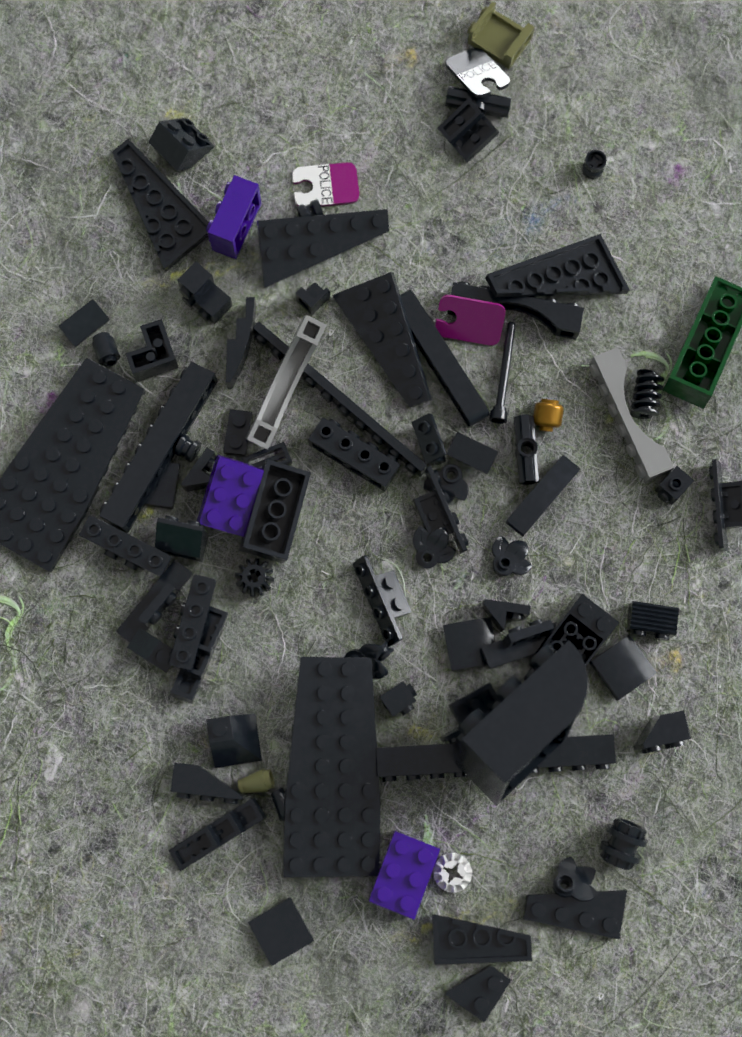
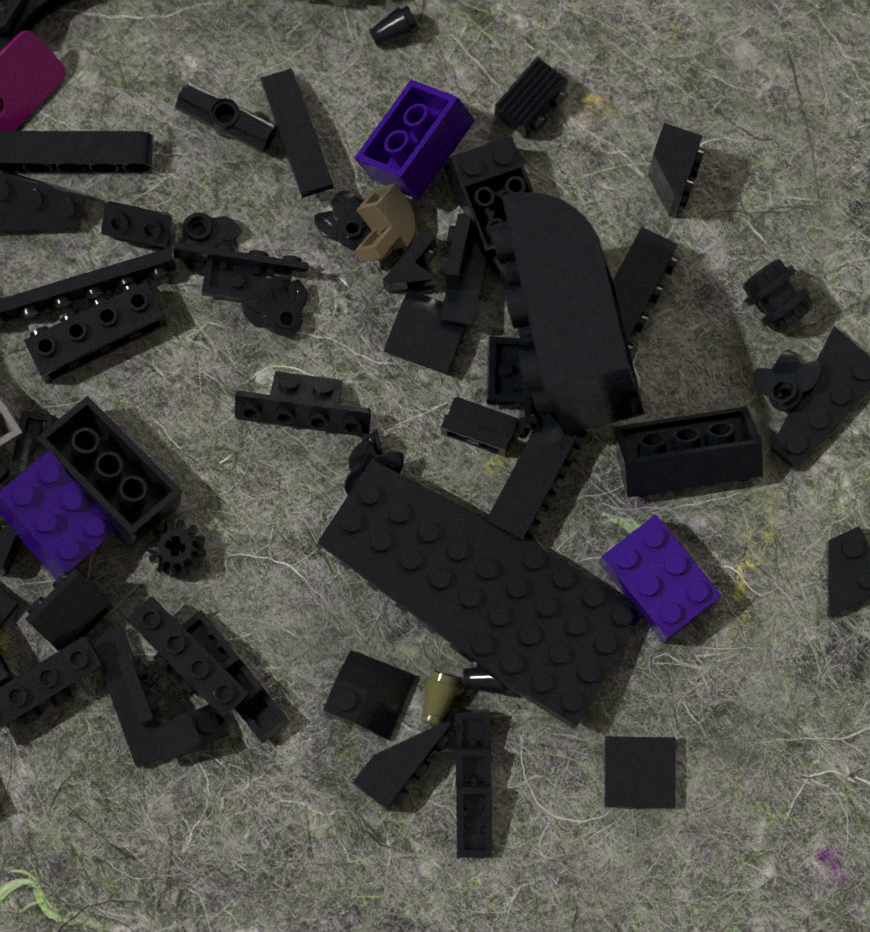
camera: 55 degrees left, 0 degrees up
(399, 699) = (443, 459): black brick -> none
(433, 709) = (479, 426): none -> black panel
(449, 861) = (689, 536): white gear -> none
(469, 942) = (788, 547): black wing -> none
(472, 453) = (188, 184): black hinge -> none
(493, 845) = (688, 452): none -> black slope
(499, 413) = (157, 123): black piece -> none
(523, 581) = (391, 223): none -> dark tan brick
(548, 414) = (198, 64): pearl gold head -> none
(581, 566) = (415, 138): none -> dark purple brick
(623, 667) = (569, 167): black slope -> none
(644, 513) = (394, 27): none -> black cone

